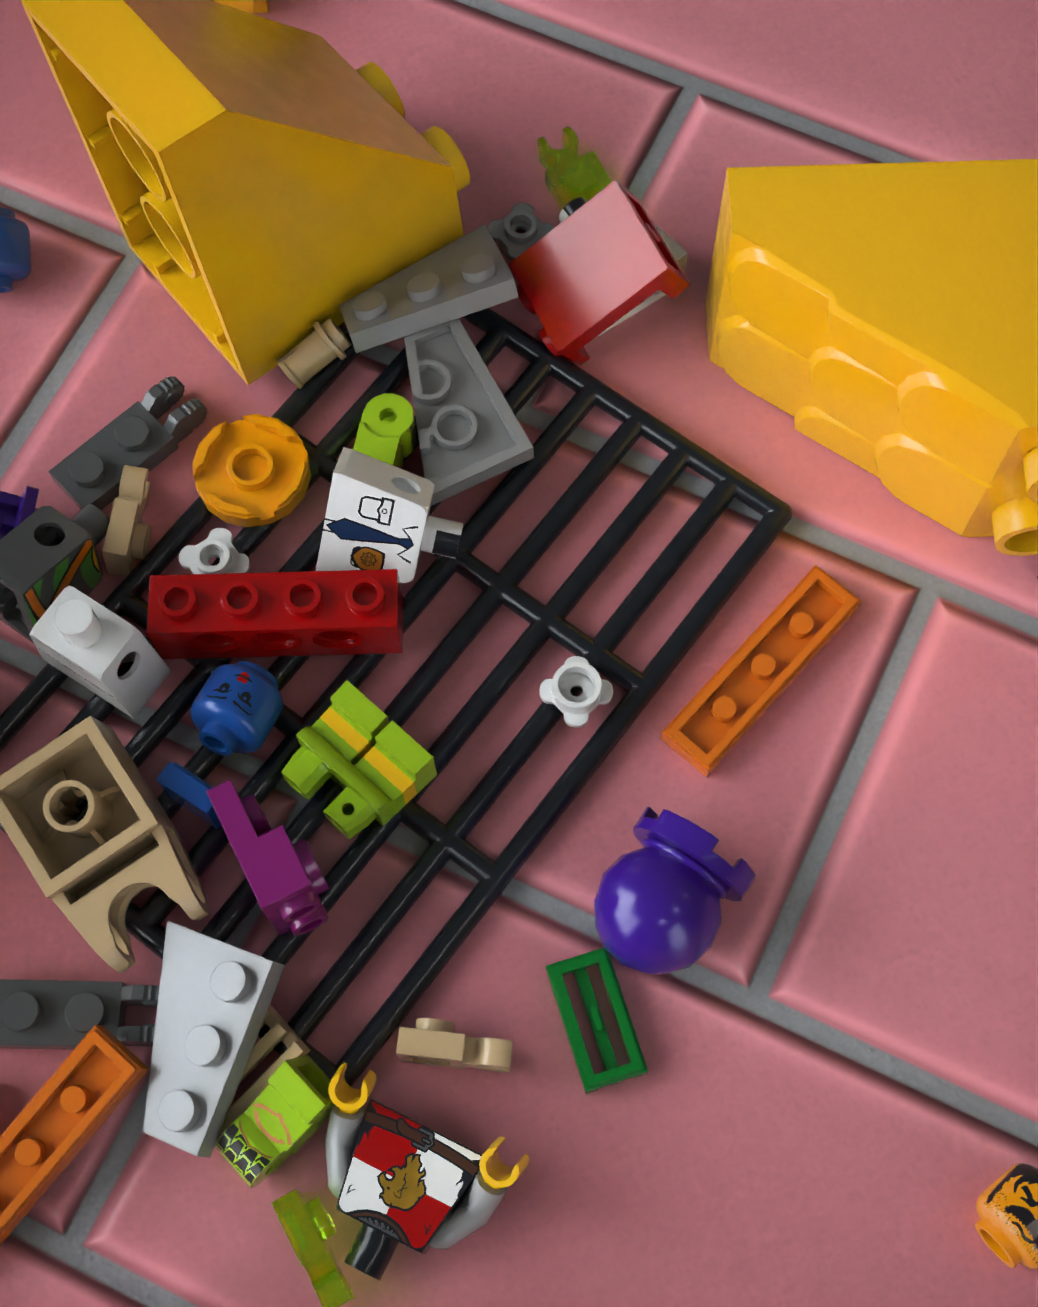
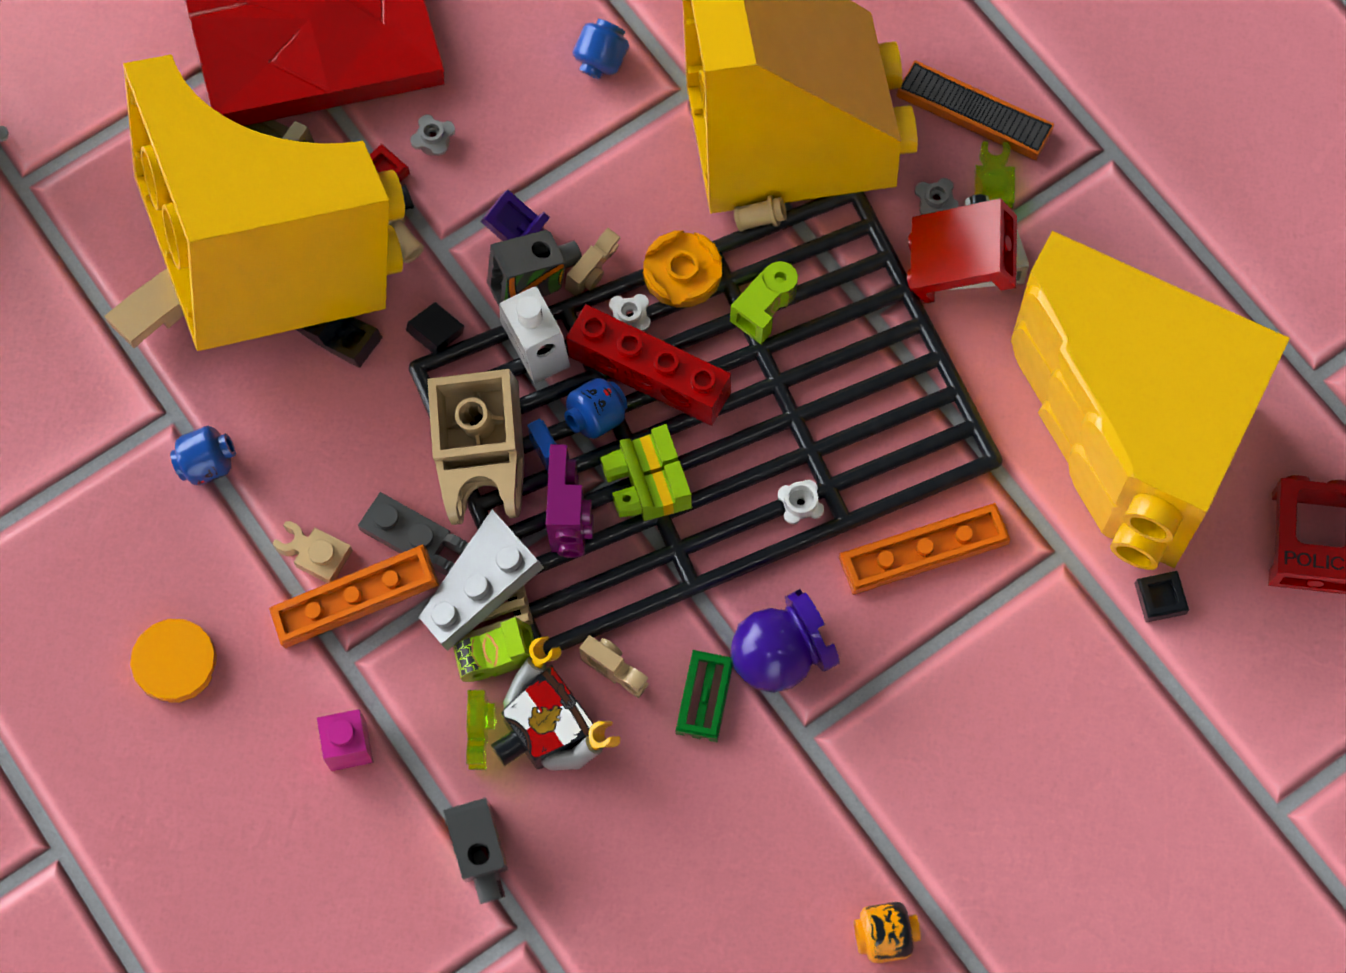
camera: 30 degrees right, 0 degrees up
(131, 439) = (619, 213): dark grey hinge -> none
(381, 519) = (739, 339): white torso -> none
(431, 292) = (853, 211): light grey wing -> none
(460, 412) = (828, 295): light grey wing -> none
(510, 108) = (975, 110): none -> tile

